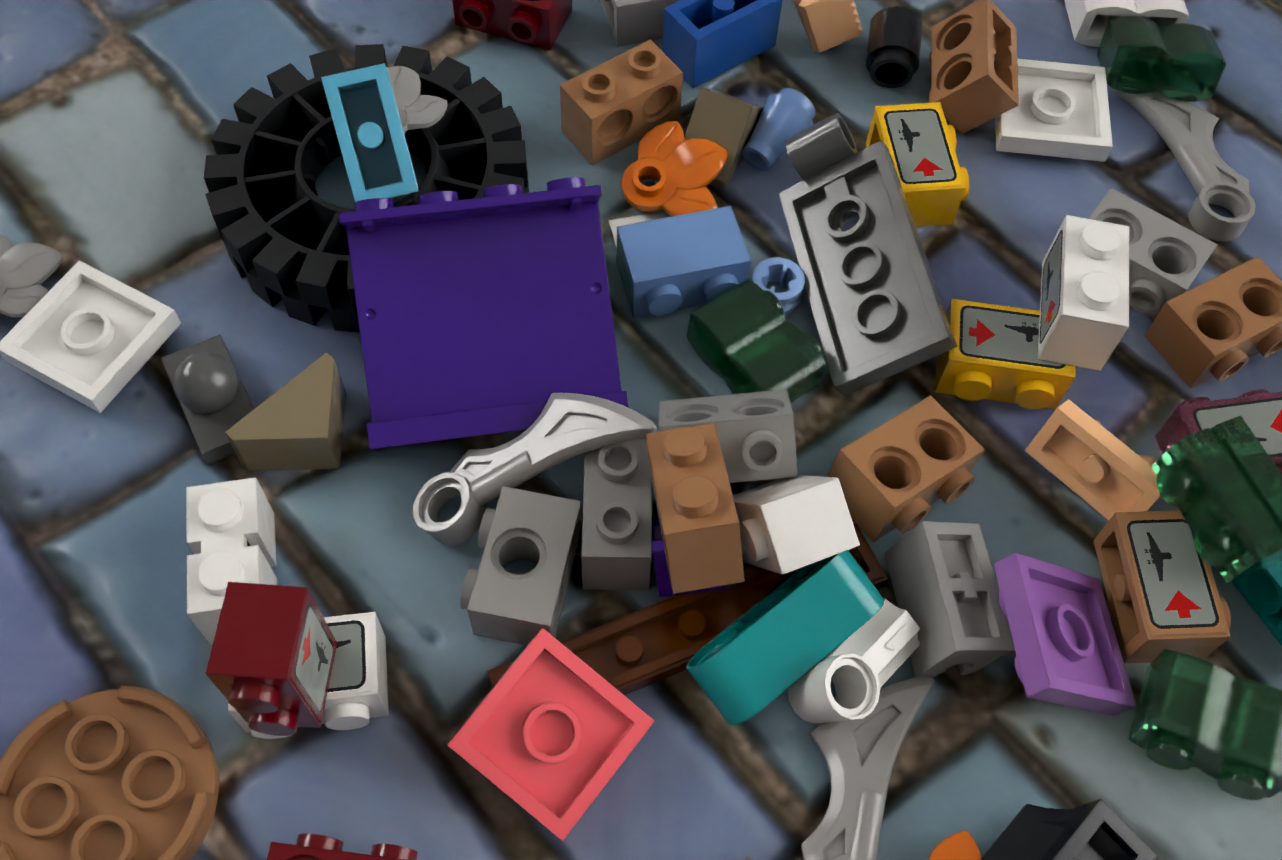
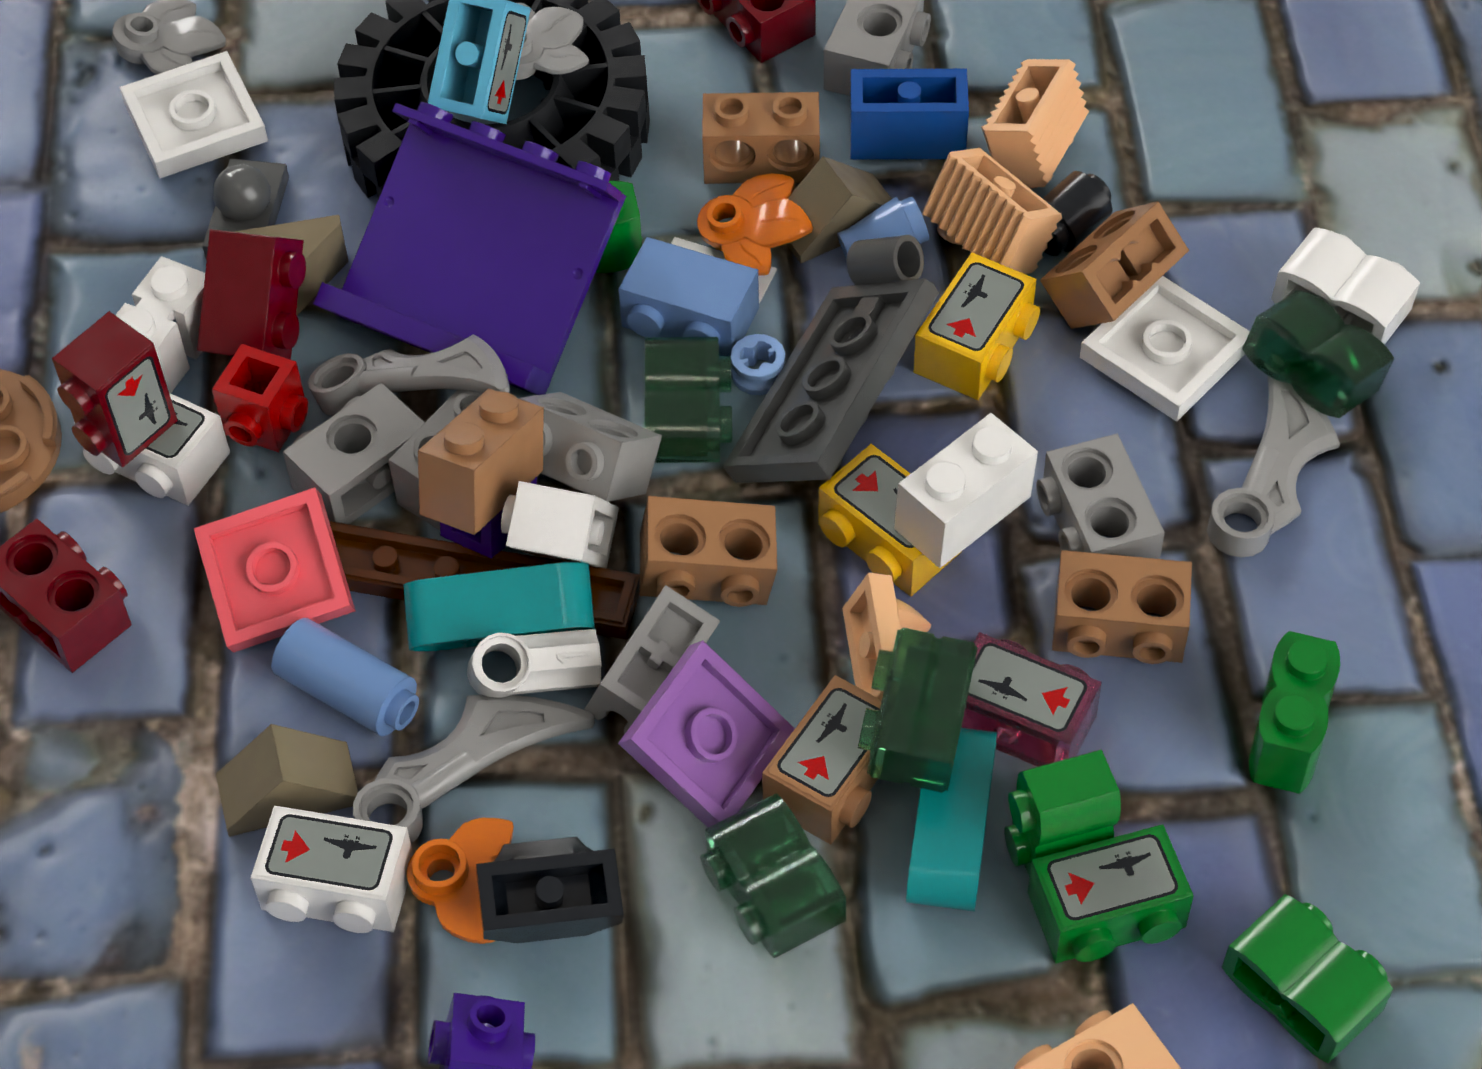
camera: 40 degrees right, 5 degrees down
(309, 474) = (251, 293): none -> dark red brick
(393, 570) = (260, 398): none -> red brick
(705, 794) = (345, 677): none -> medium blue brick
(852, 70) = (990, 211): none -> light nougat brick

